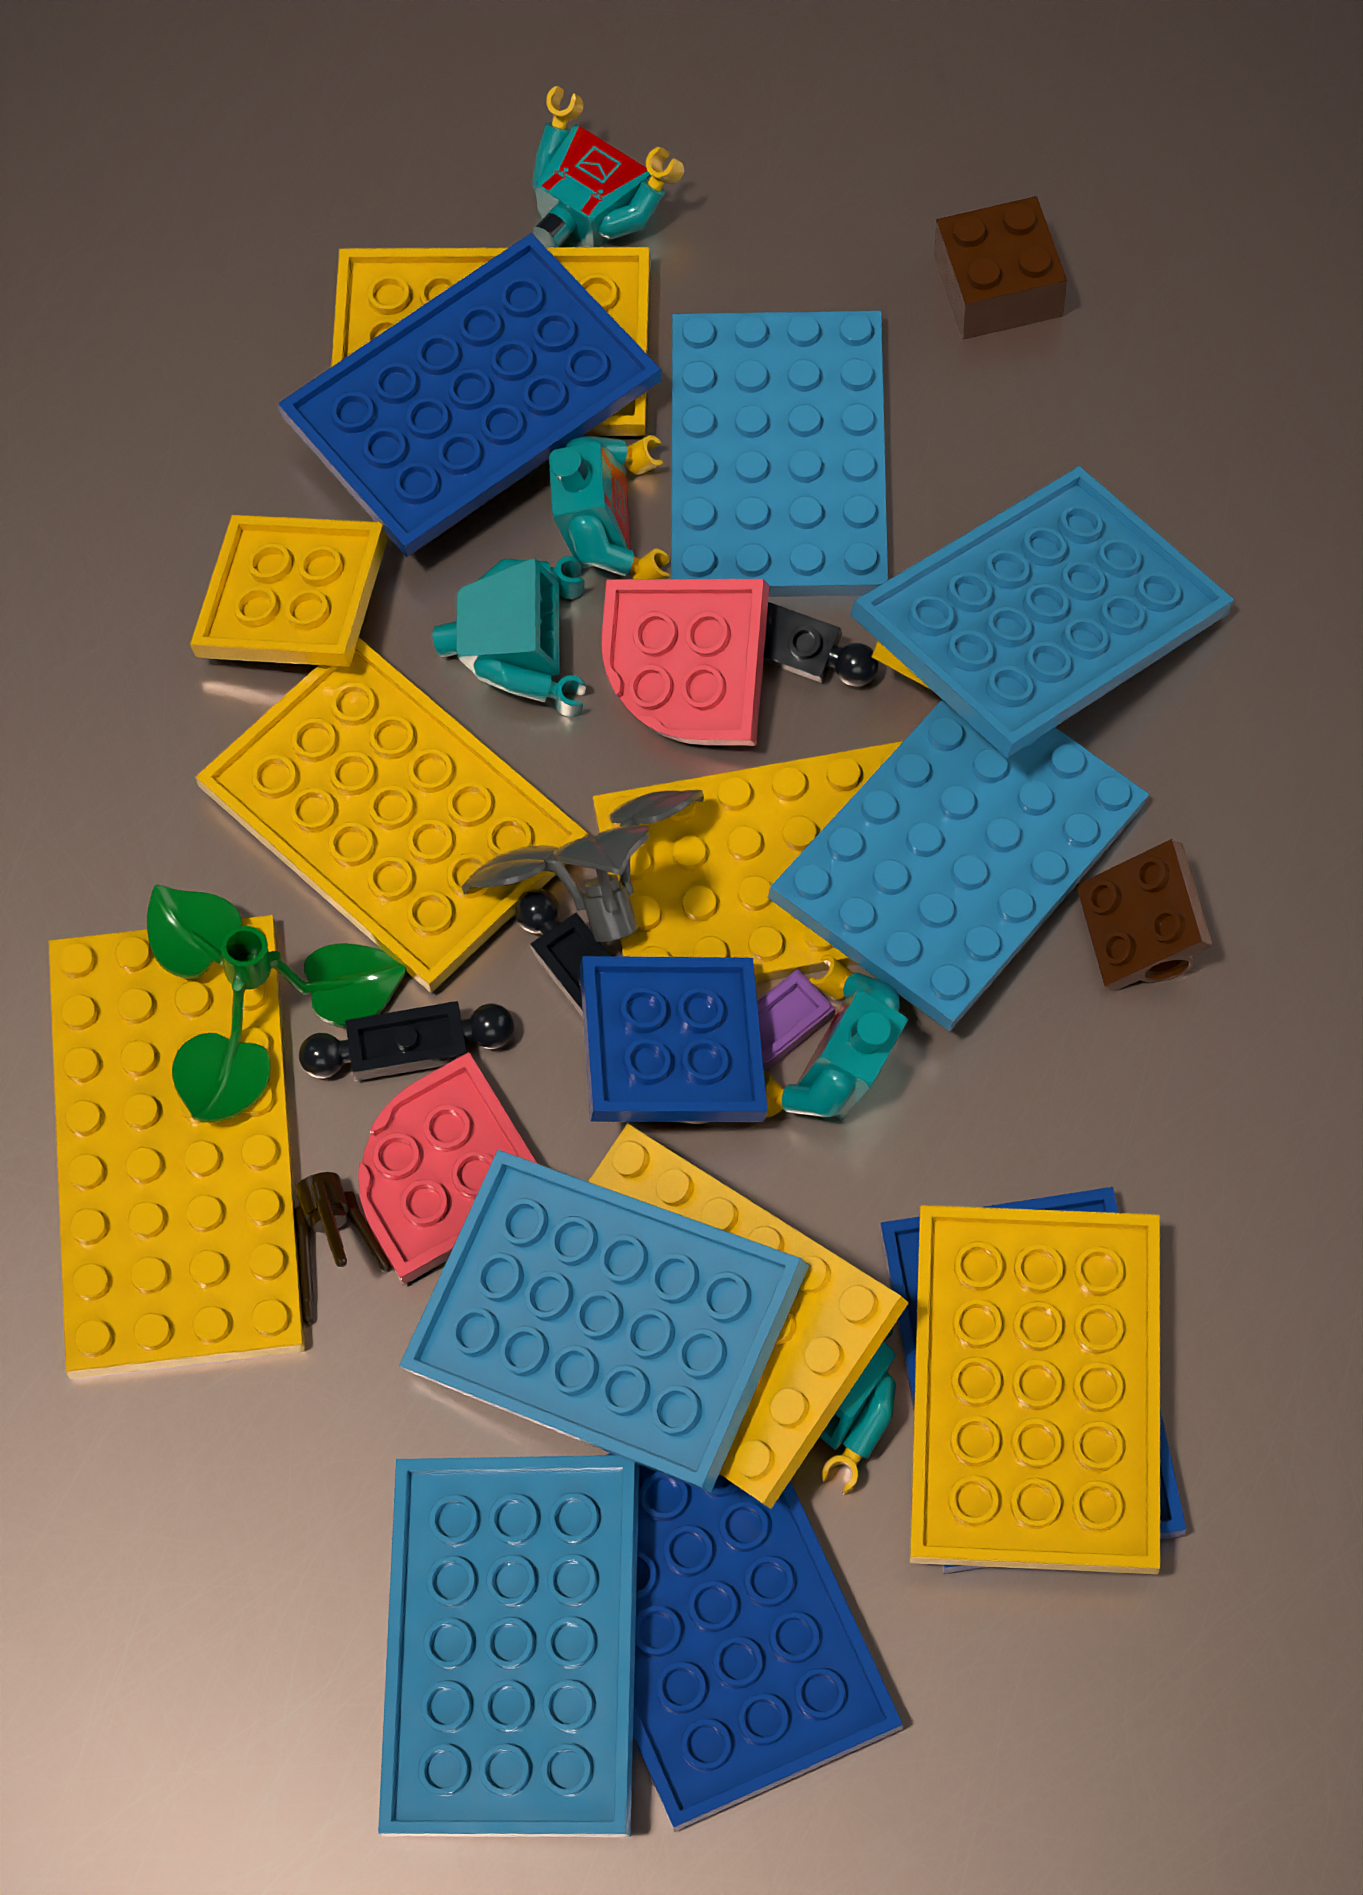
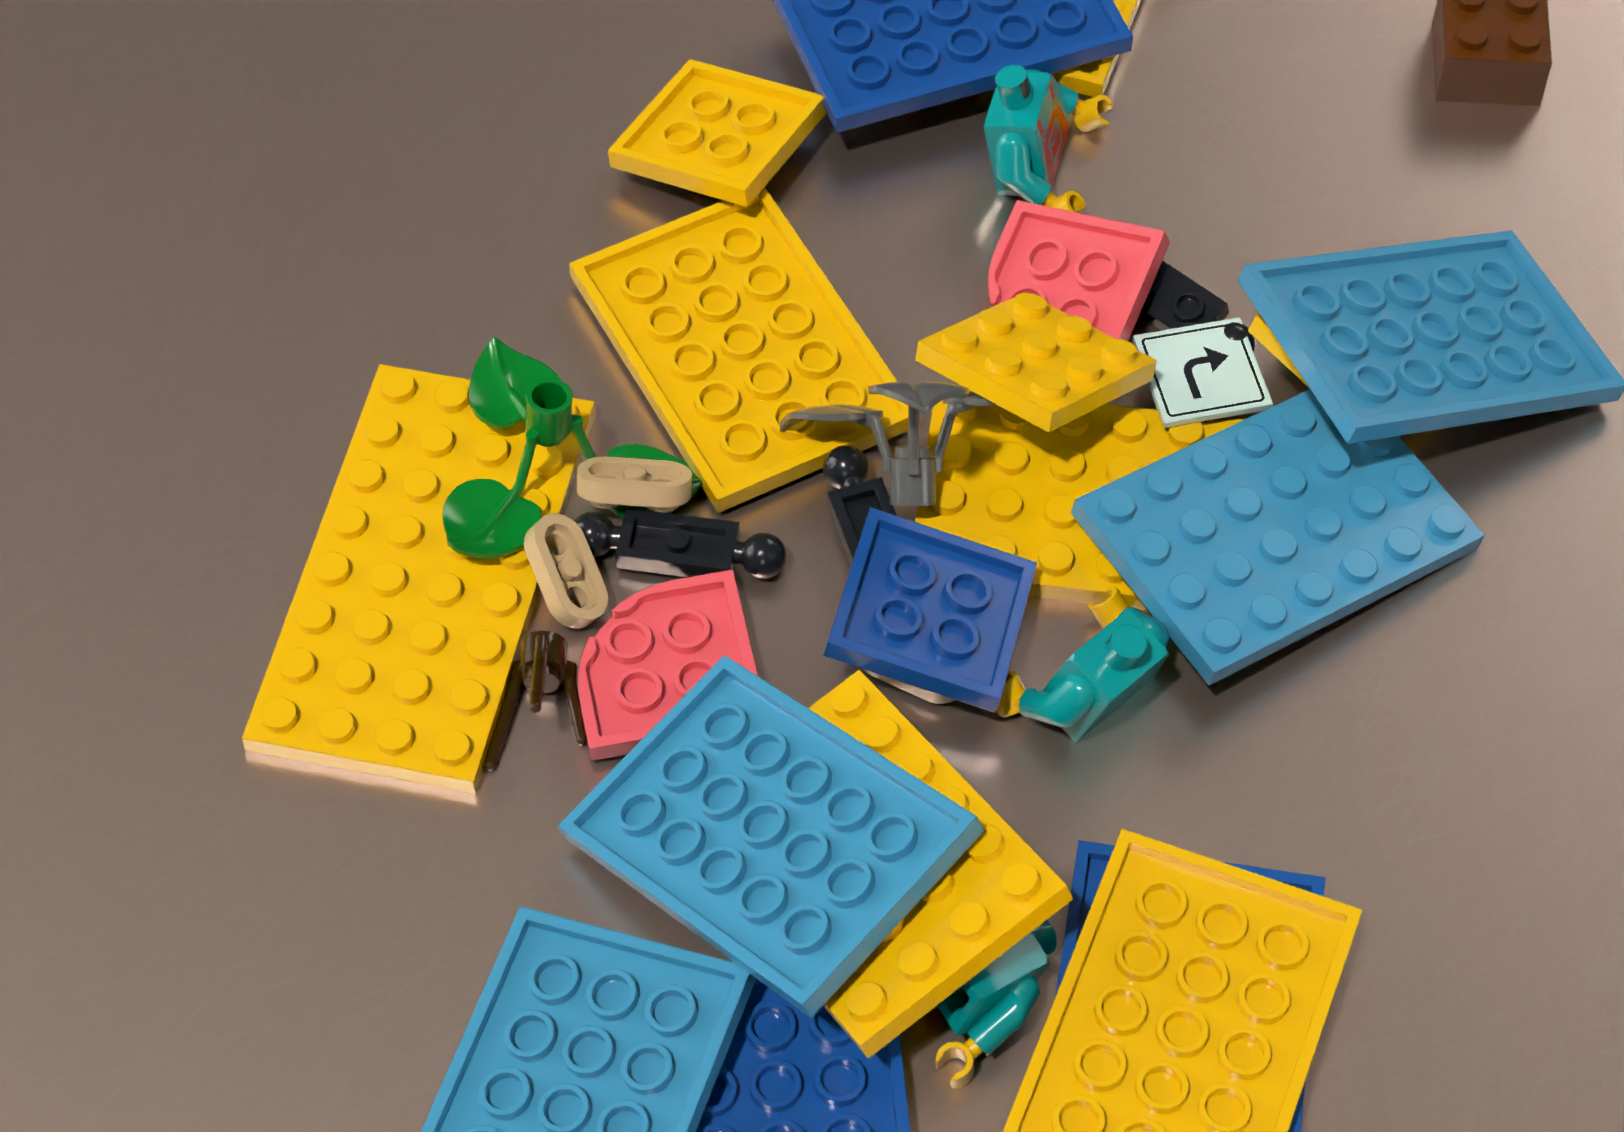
camera: 15 degrees right, 10 degrees down
(313, 1104) = (568, 572): none -> tan plate
(345, 993) = (634, 482): none -> tan plate
(511, 629) = (912, 219): teal torso -> none
(687, 756) = (1036, 361): none -> yellow plate
(779, 450) = (1225, 140): dark azure plate -> none
(790, 1016) = (1052, 633): medium lavender tile -> none
(839, 709) = (1203, 374): none -> light aqua piece
(1145, 917) = (1442, 642): reddish brown plate -> none

